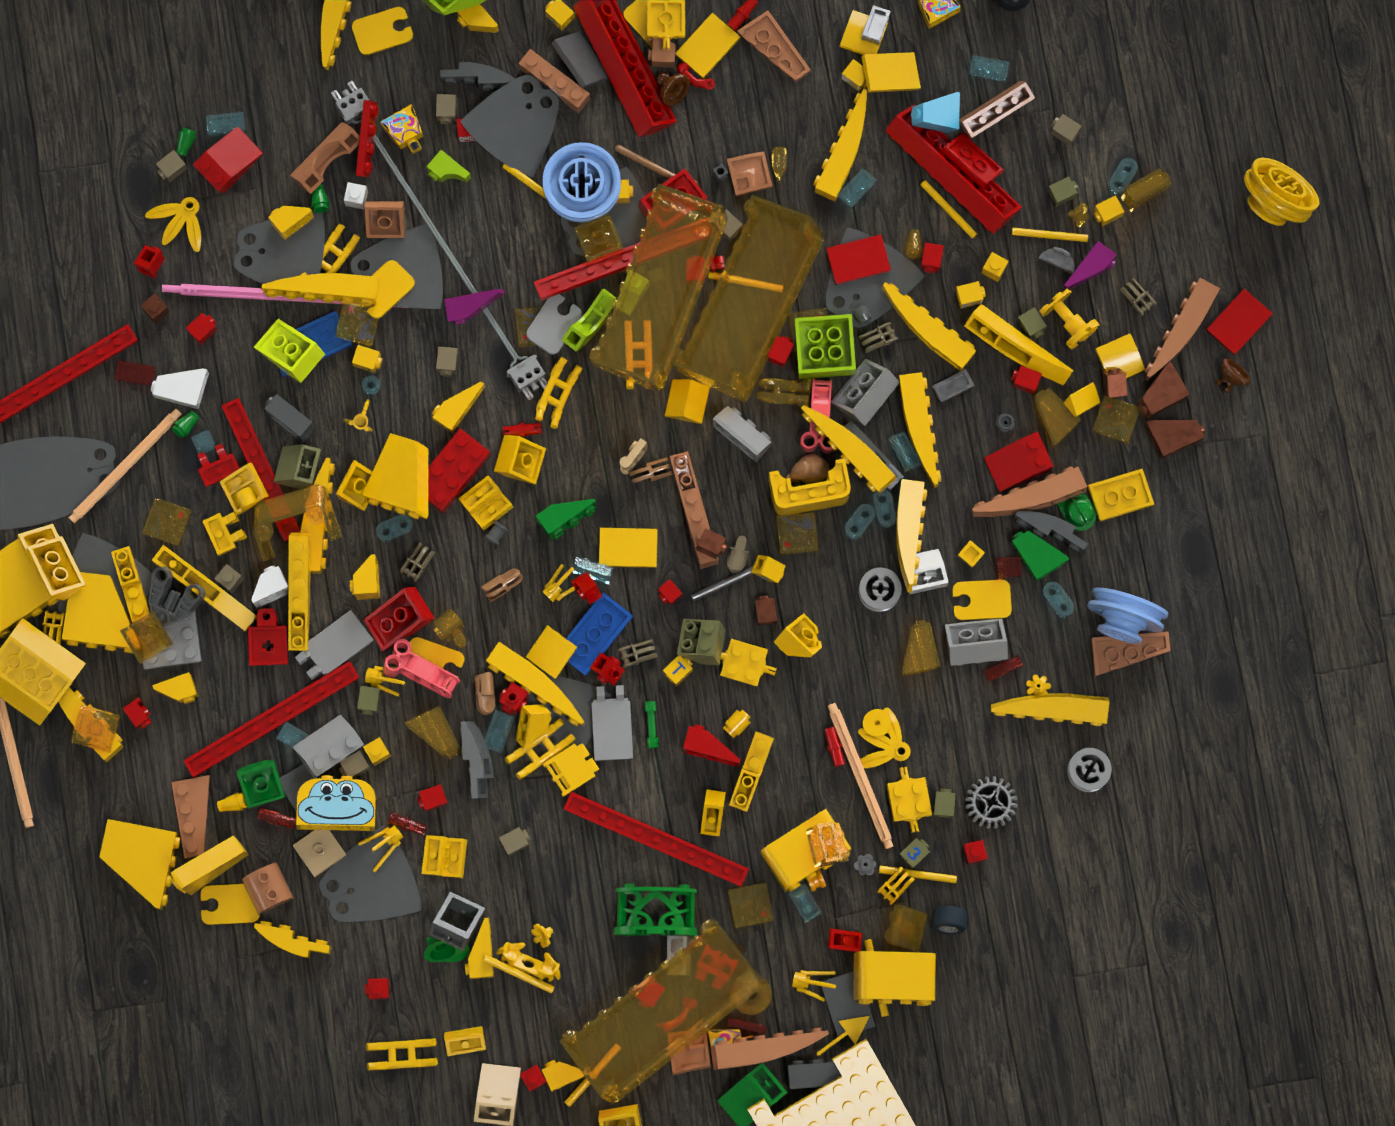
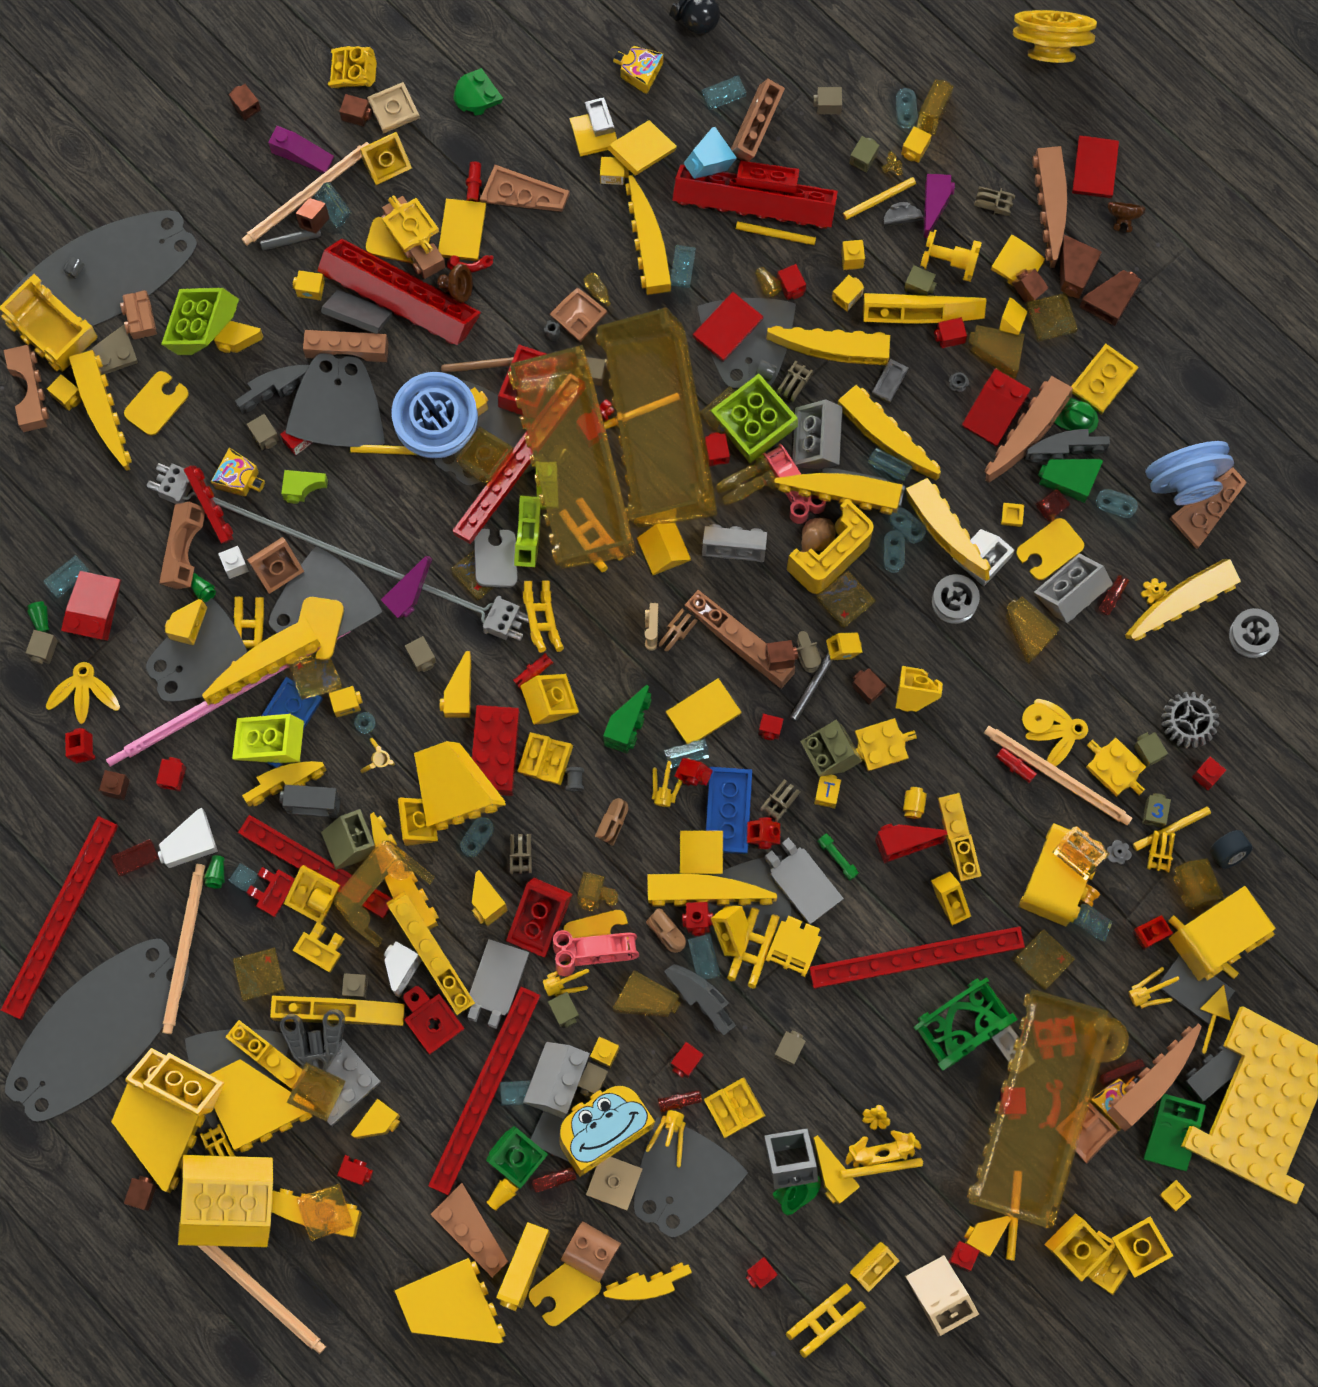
camera: 35 degrees left, 5 degrees down
(288, 388) = (274, 780): none -> yellow slope

